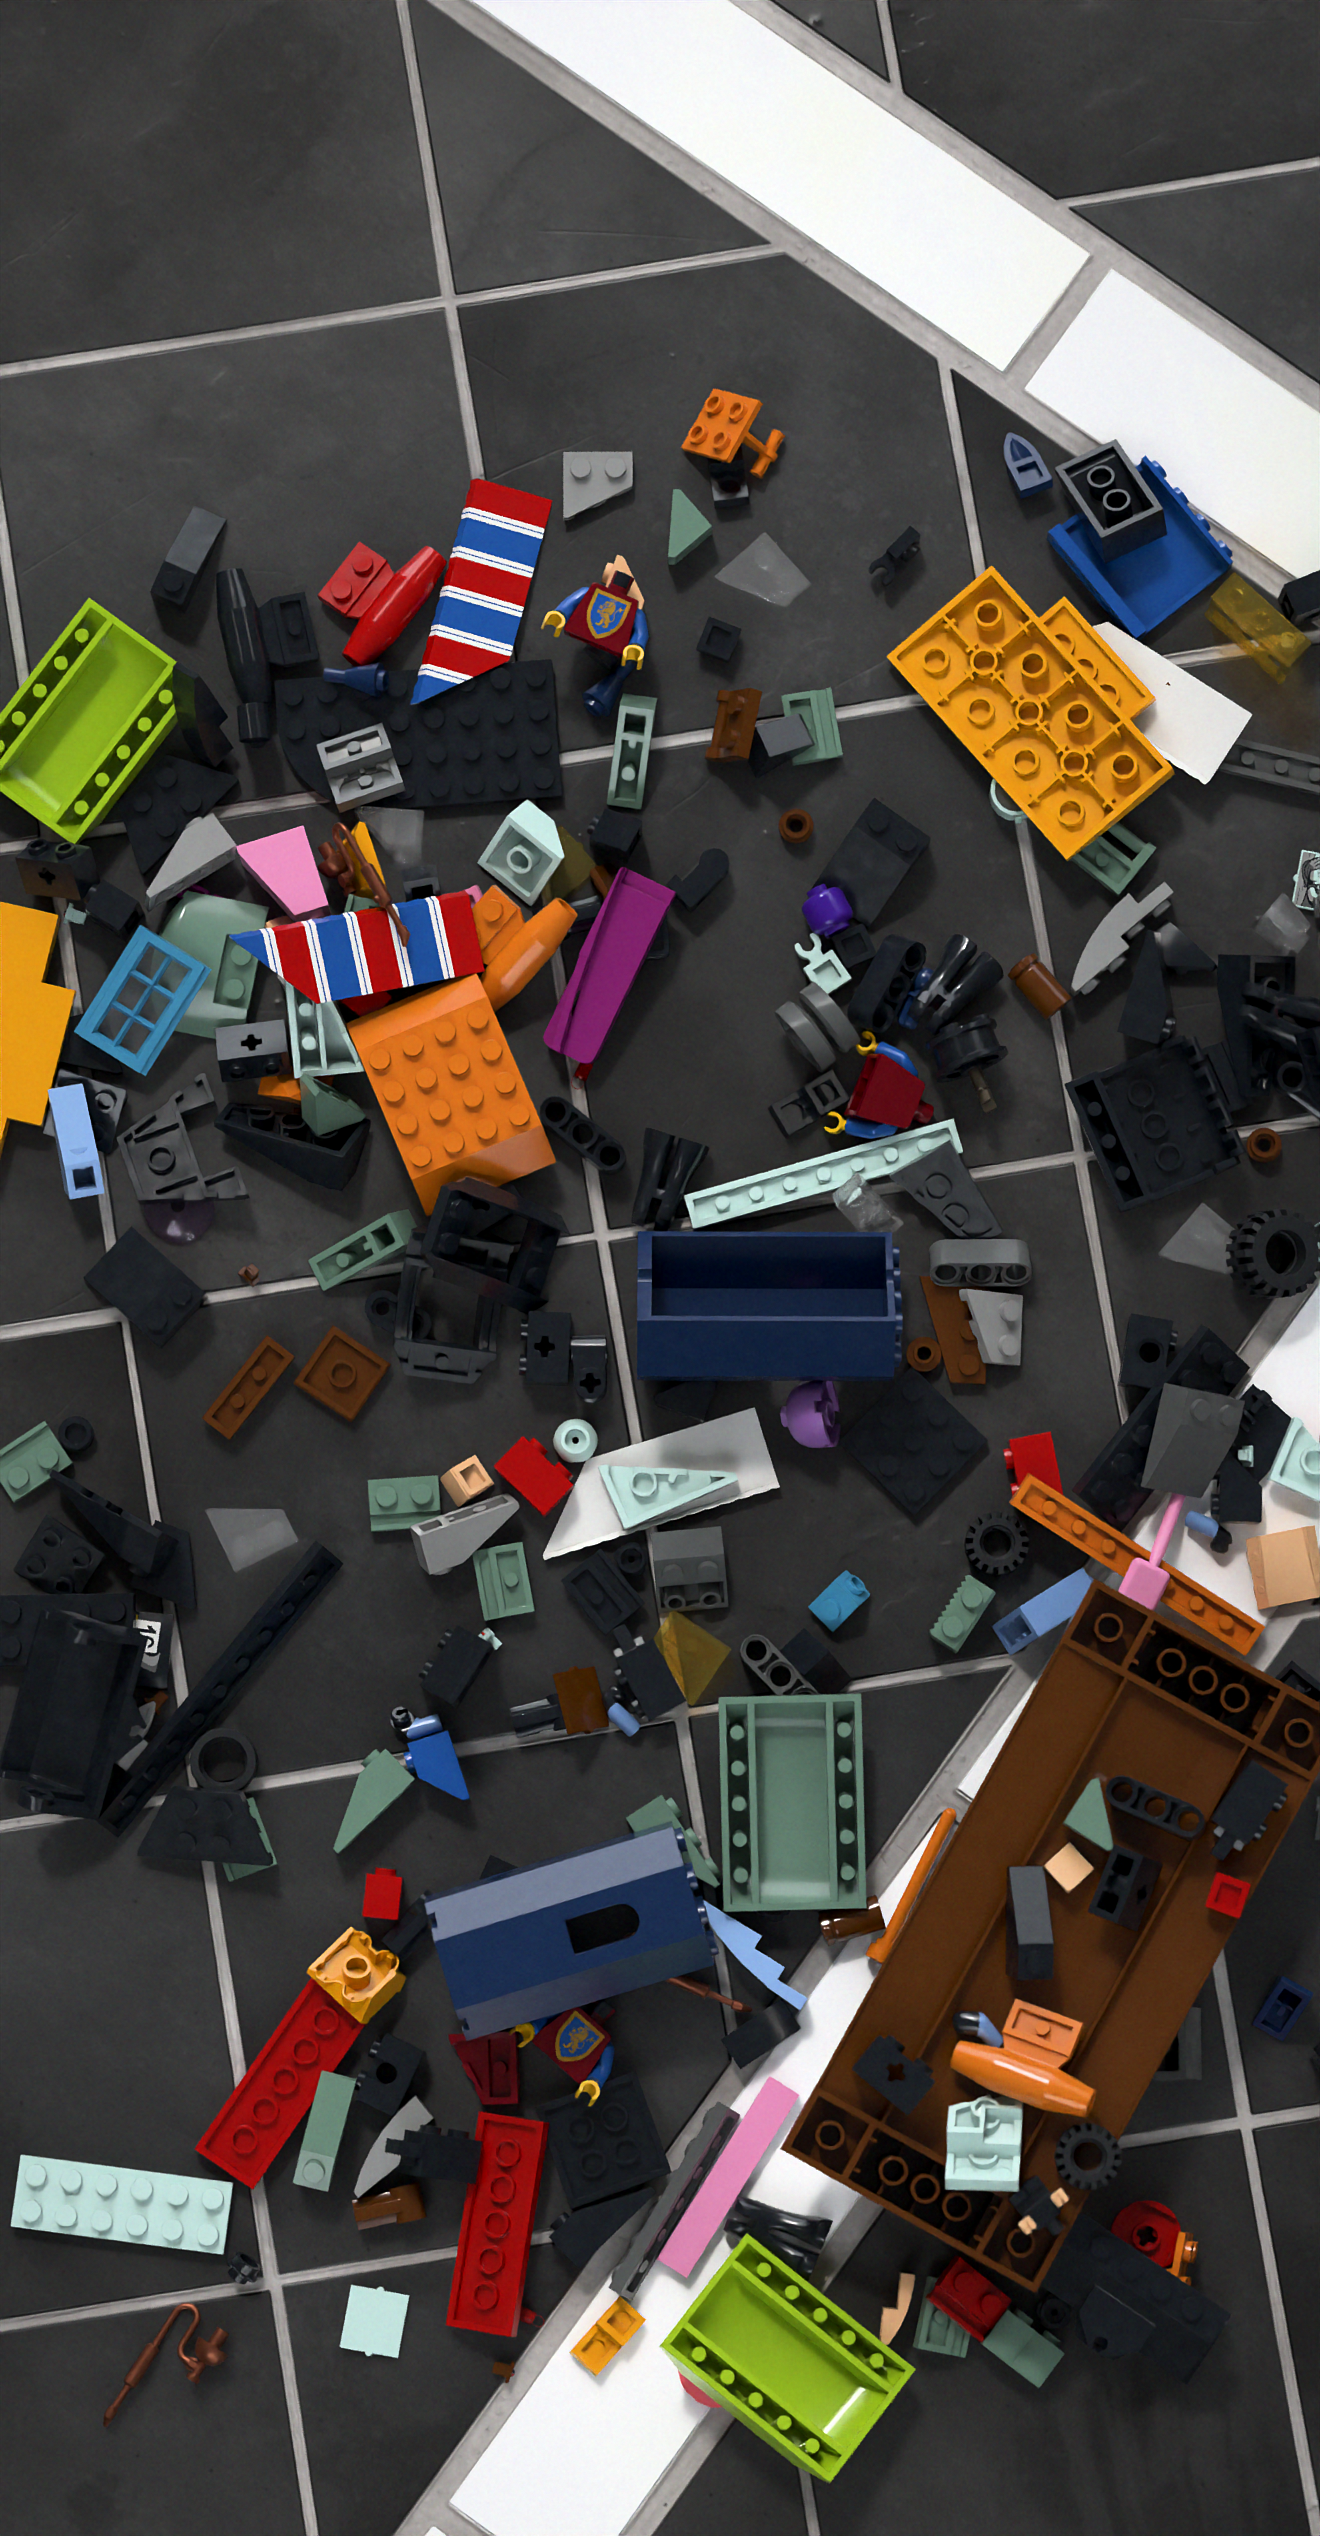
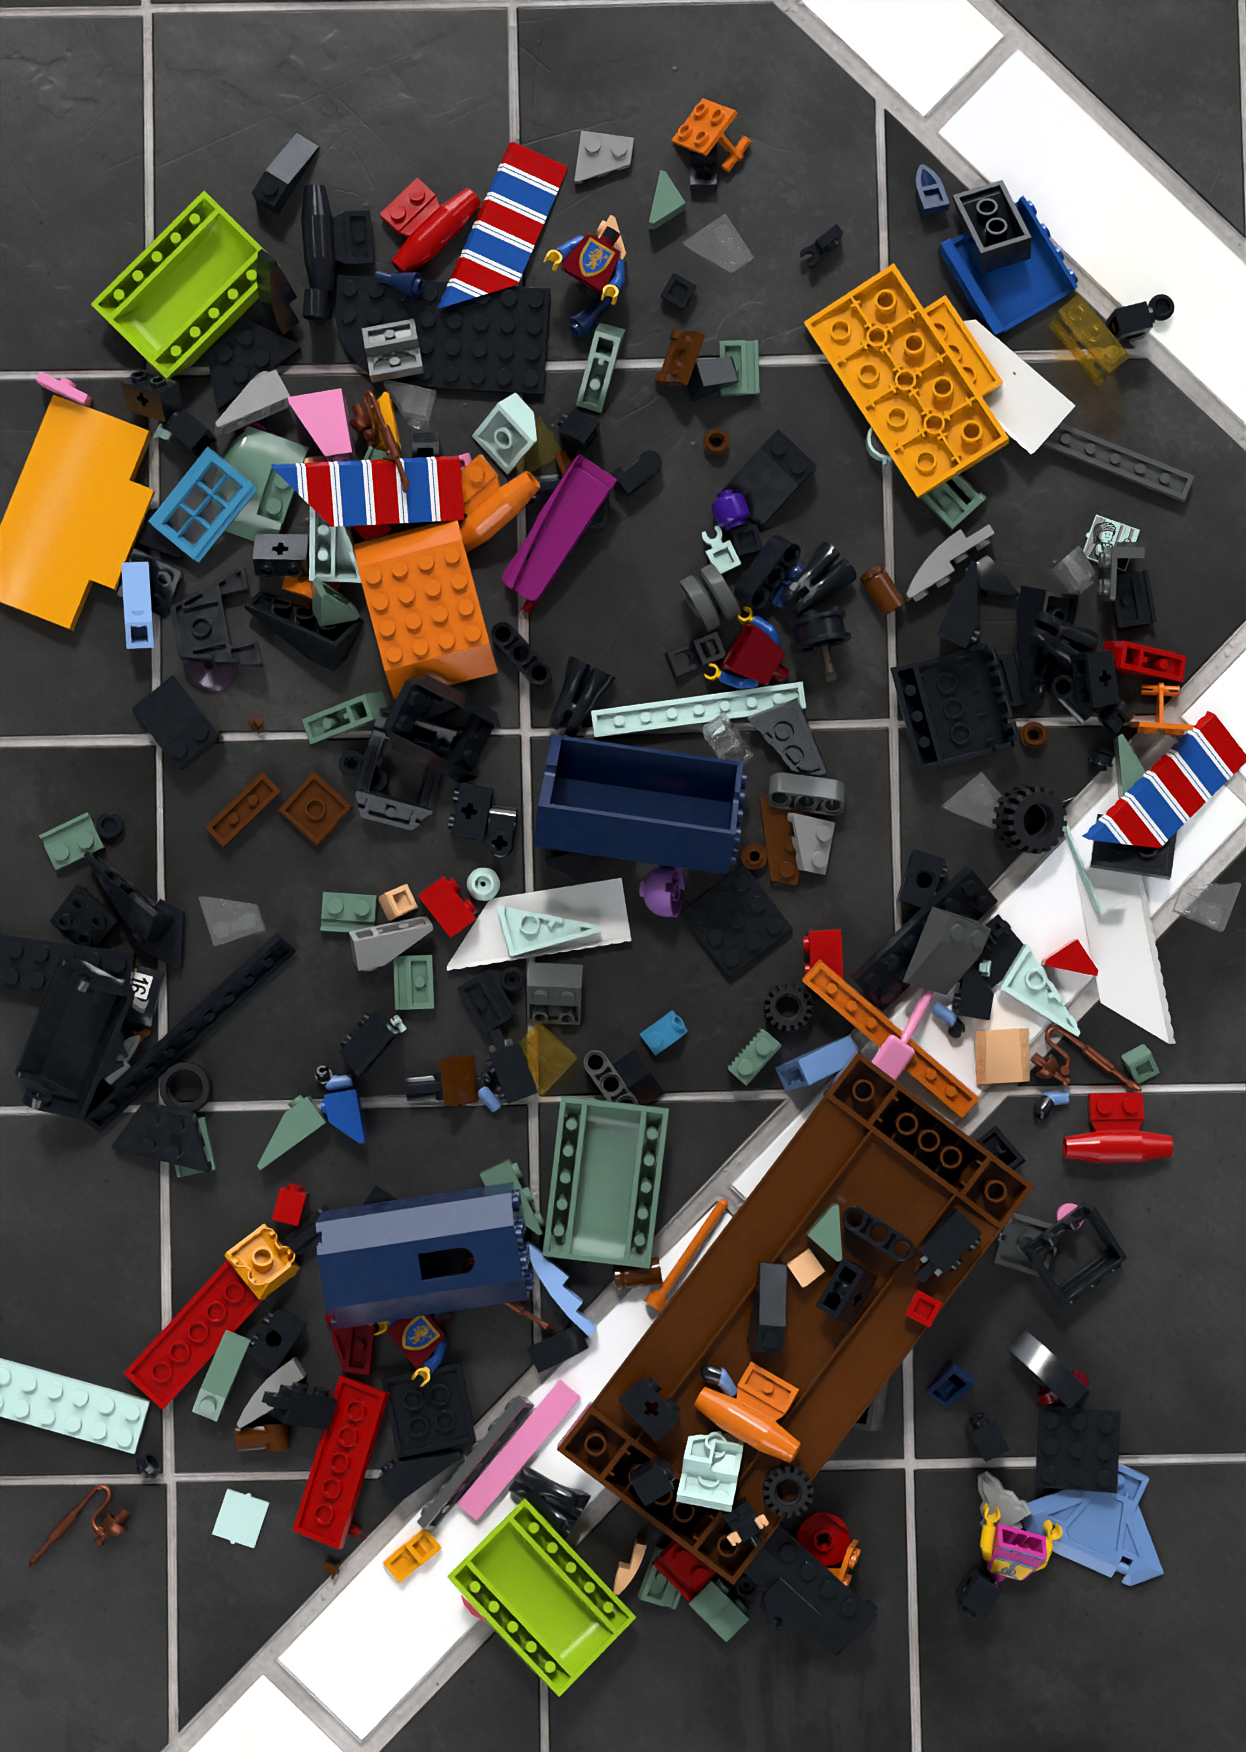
camera: 10 degrees right, 5 degrees up
(911, 2163) = (652, 1479): none -> black brick

